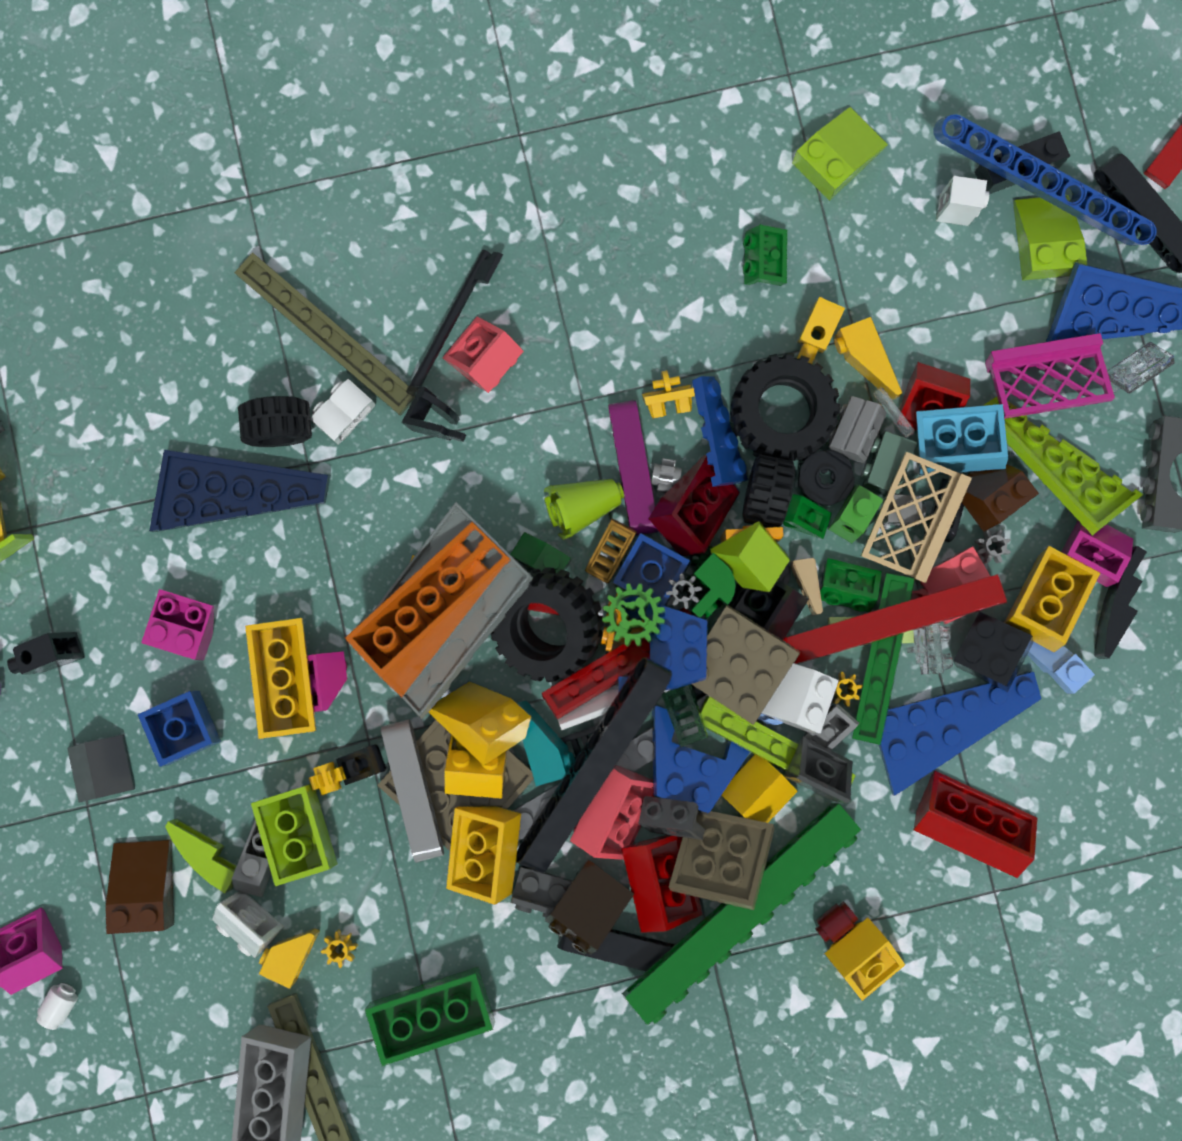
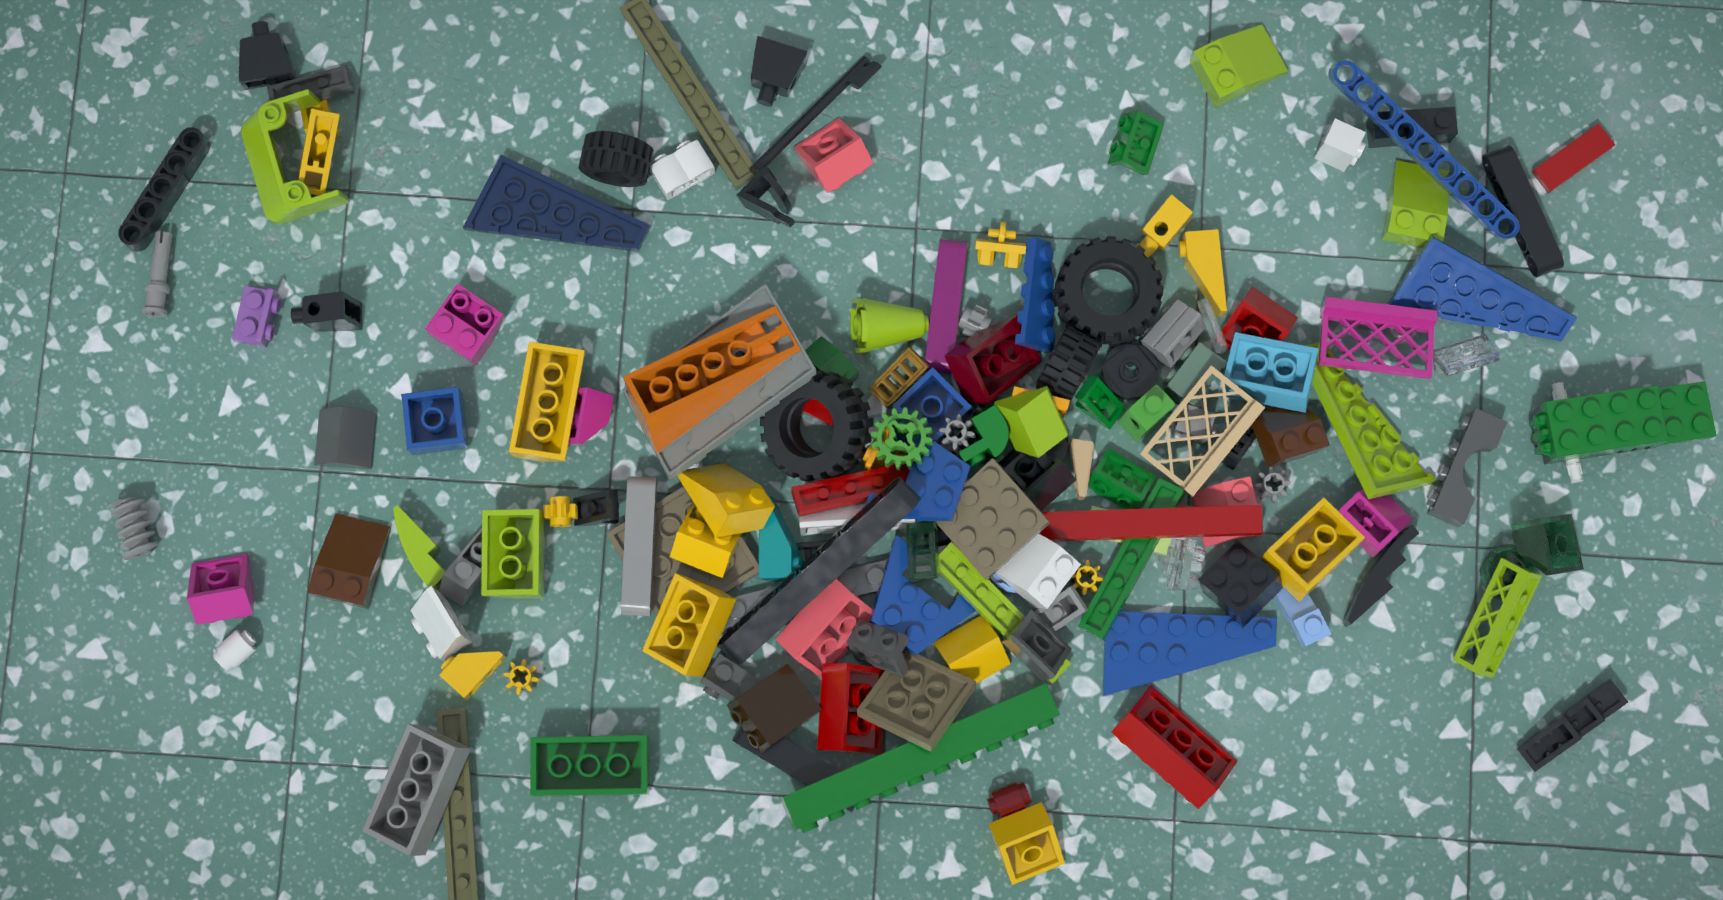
camera: 15 degrees right, 5 degrees down
(402, 287) = (776, 69): none -> black torso

